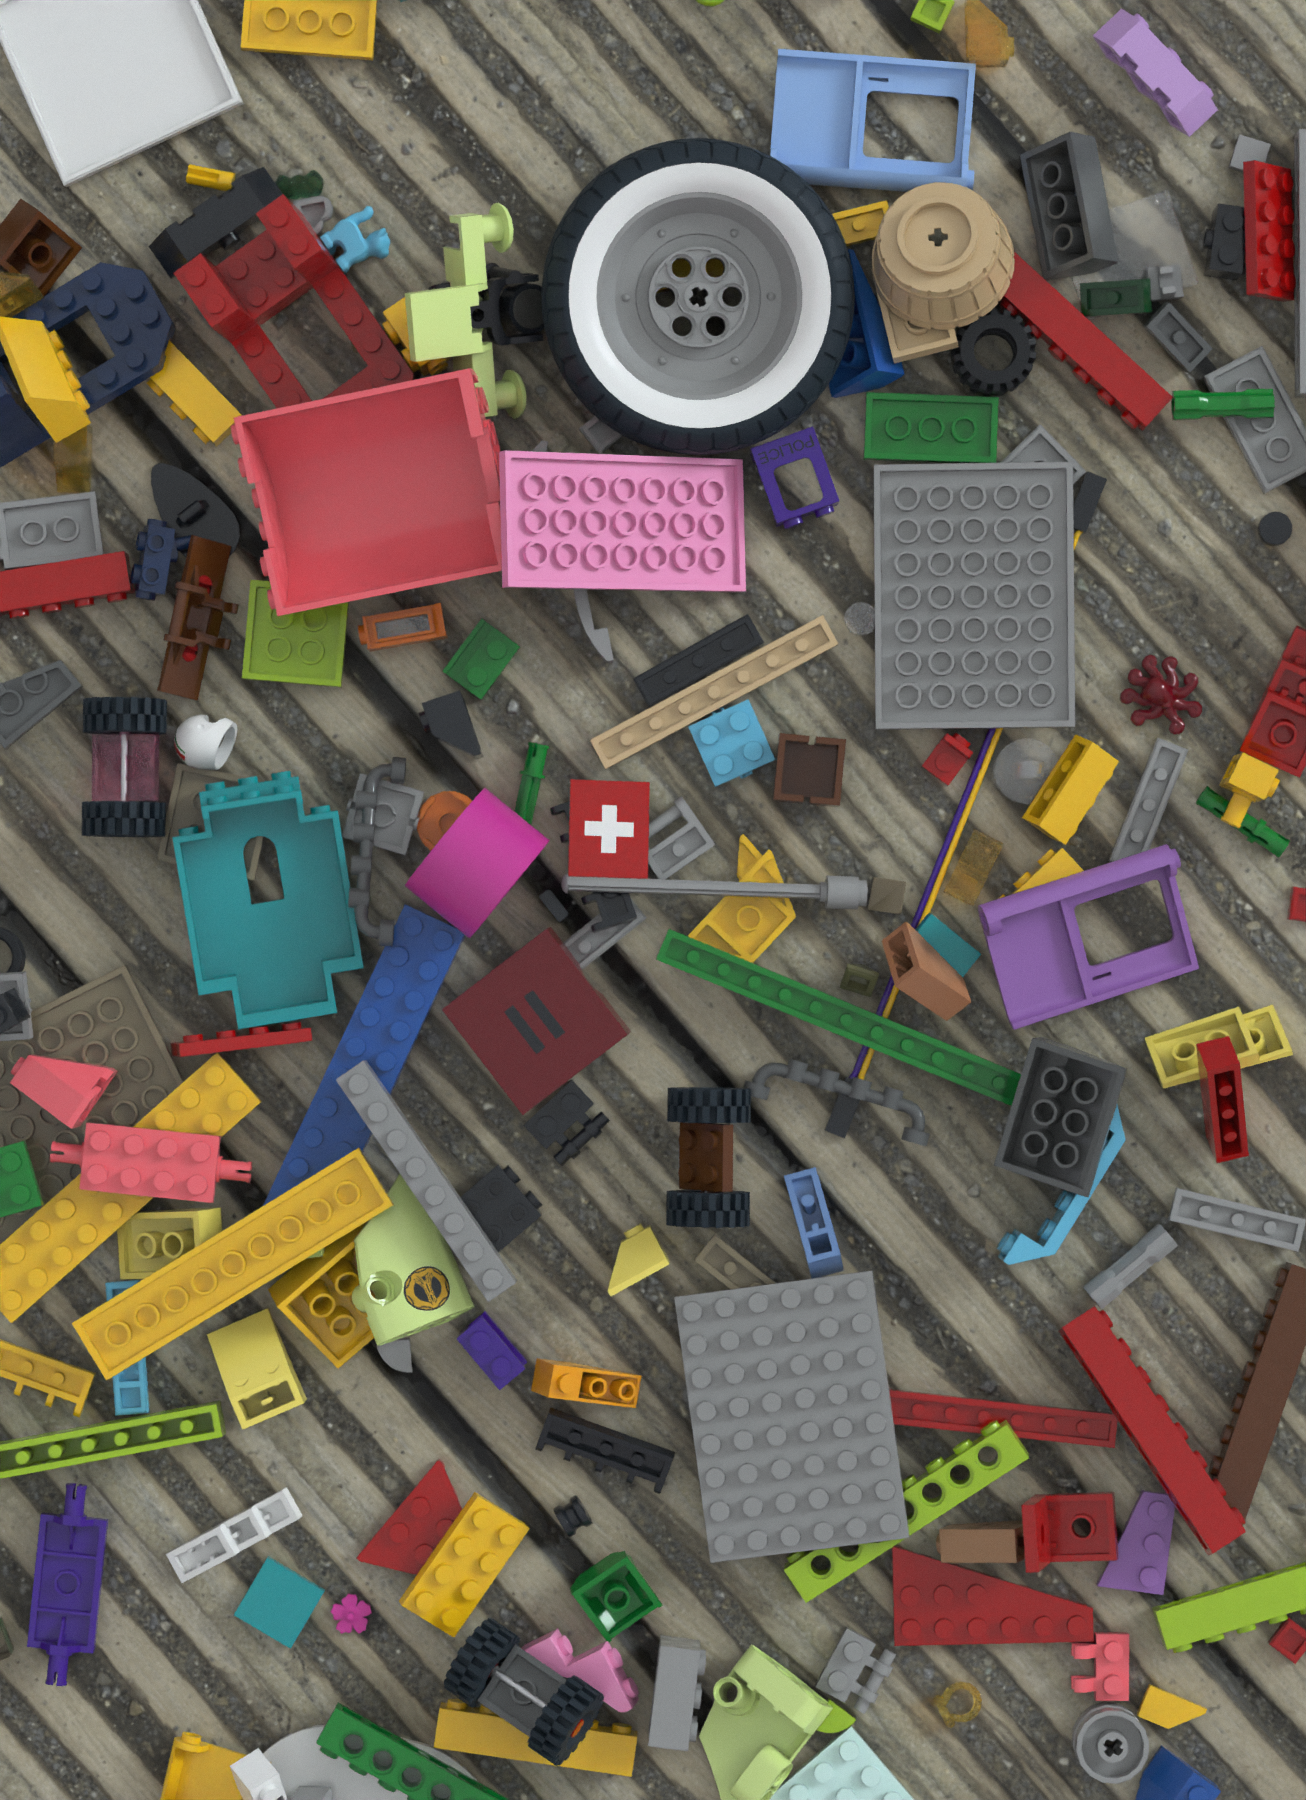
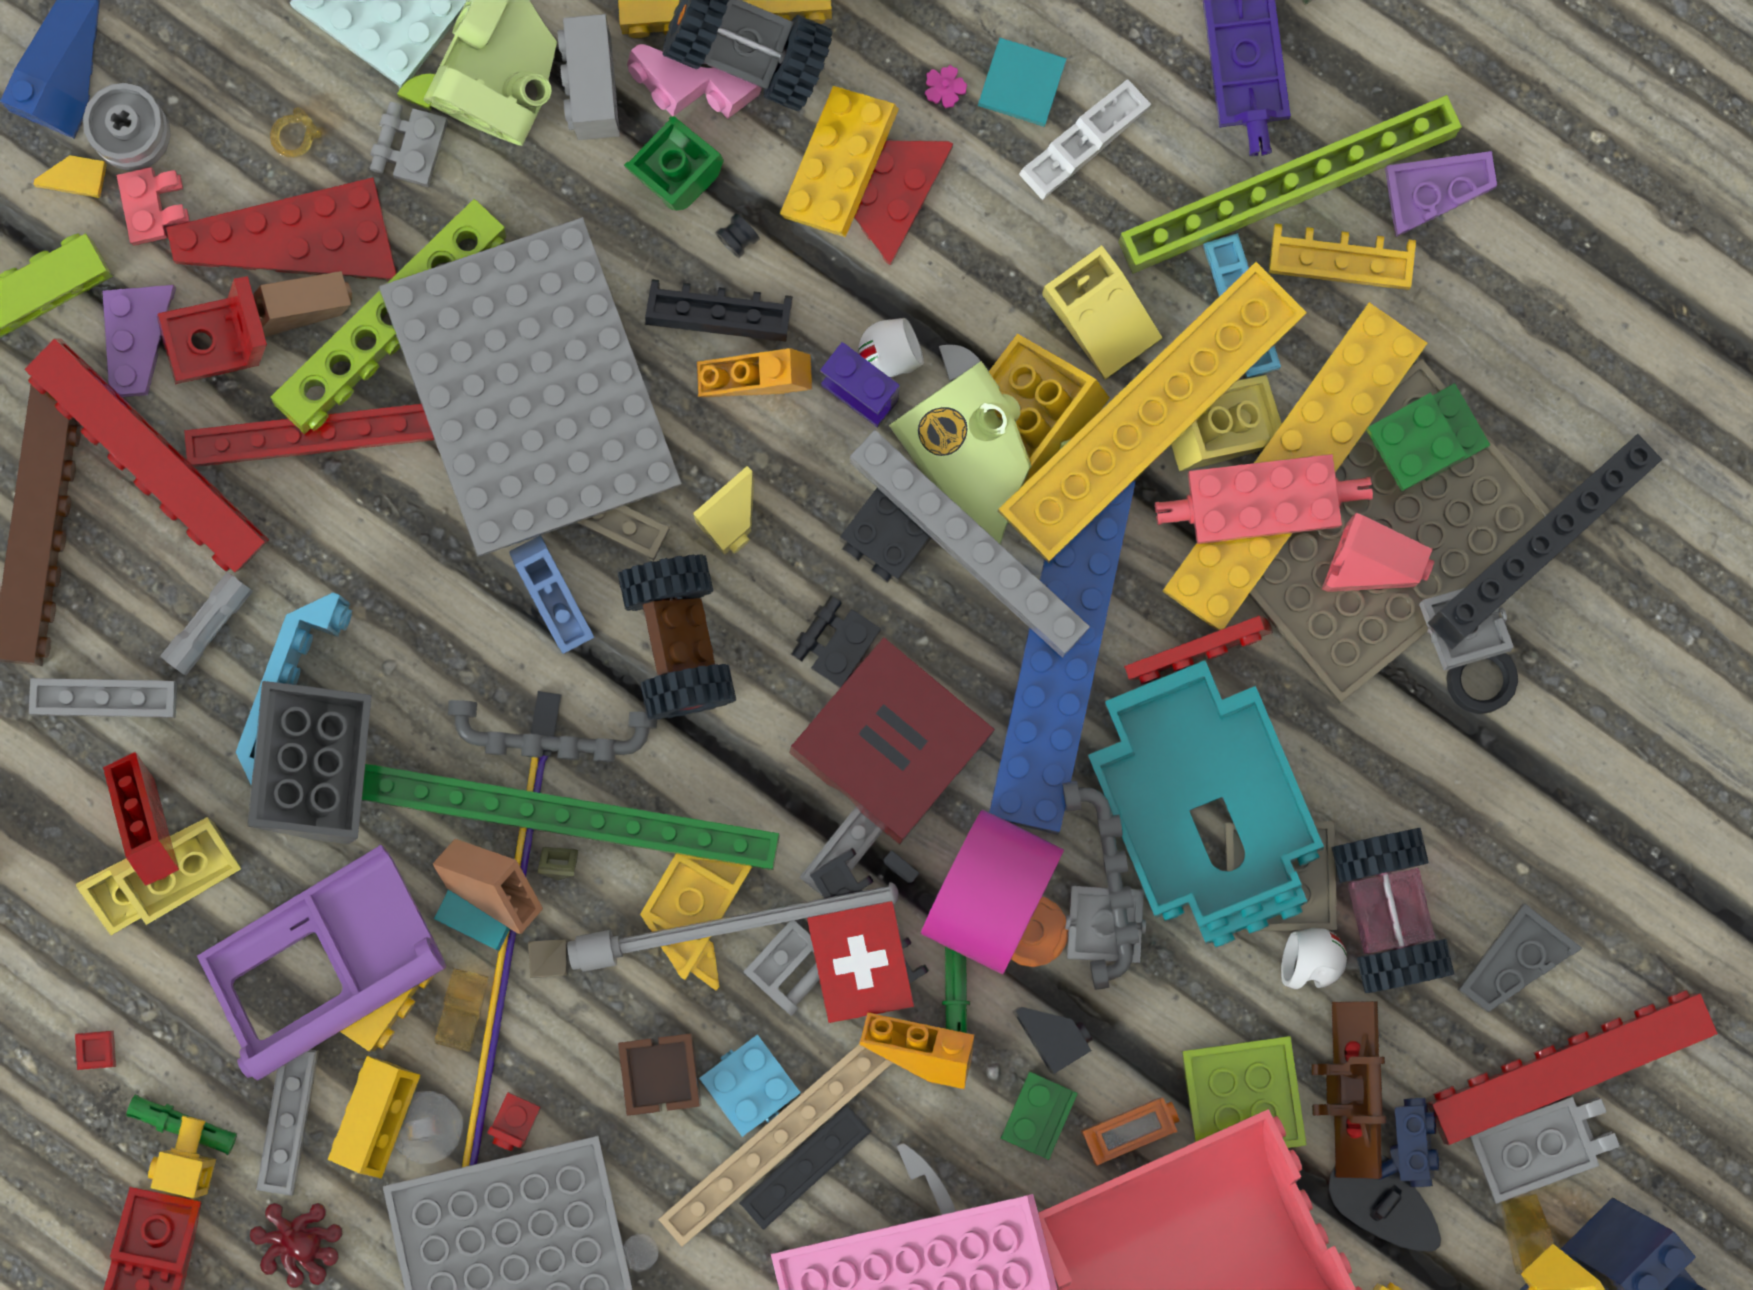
camera: 170 degrees right, 5 degrees down
(456, 1379) = (891, 347): none -> white helmet
(573, 740) = (922, 1049): none -> light orange slope

